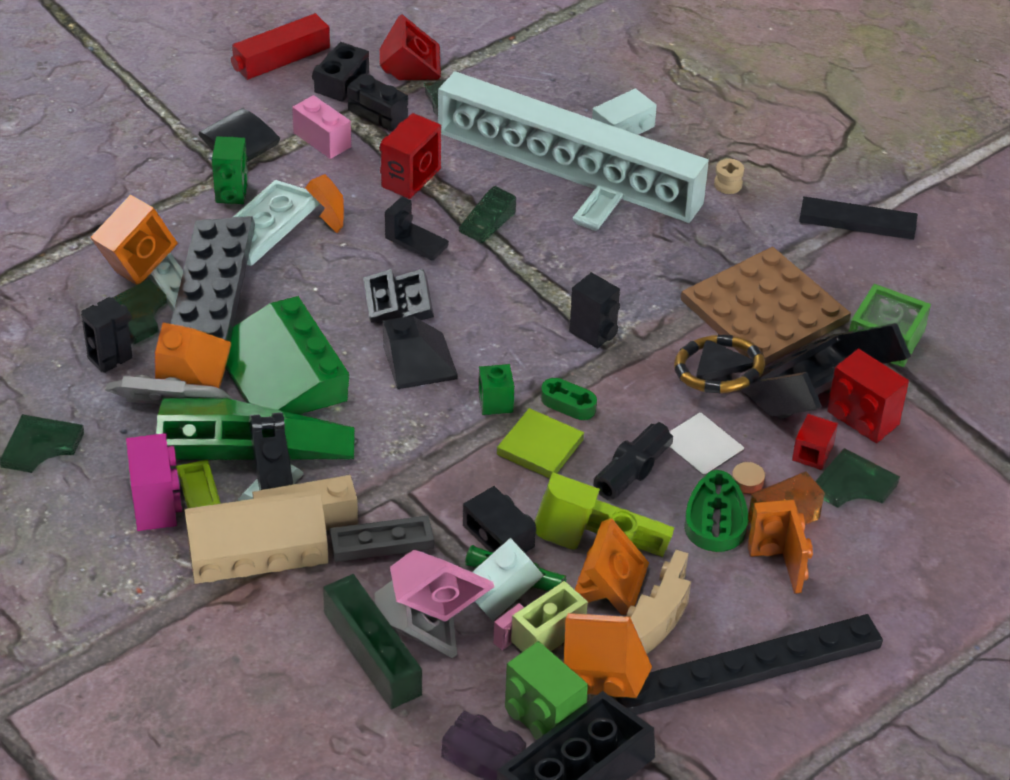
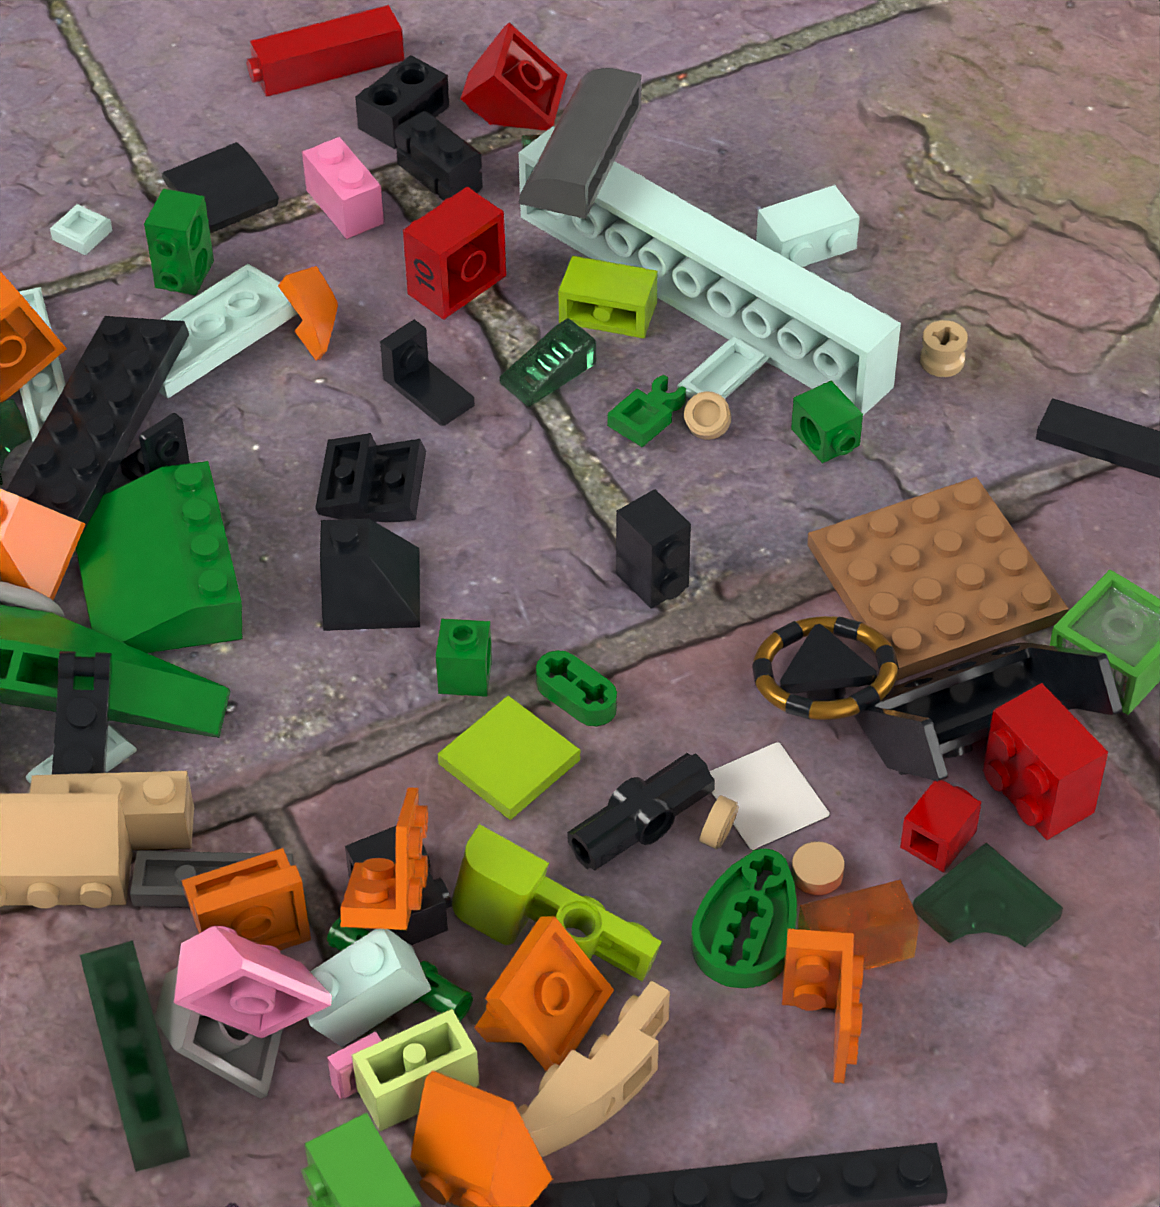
camera: 15 degrees right, 5 degrees up
(154, 173) = (81, 229): none -> light aqua tile
(267, 291) = (160, 447): none -> black bracket
(417, 533) = (255, 898): none -> orange bracket
(480, 77) = (584, 143): none -> dark grey brick
(508, 522) = (385, 892): none -> orange bracket
(513, 170) = (608, 296): none -> lime brick
(558, 237) = (646, 415): none -> green plate
(597, 232) = (707, 415): none -> tan tile
(672, 226) = (826, 421): none -> green brick
(683, 460) = (719, 822): none -> tan tile

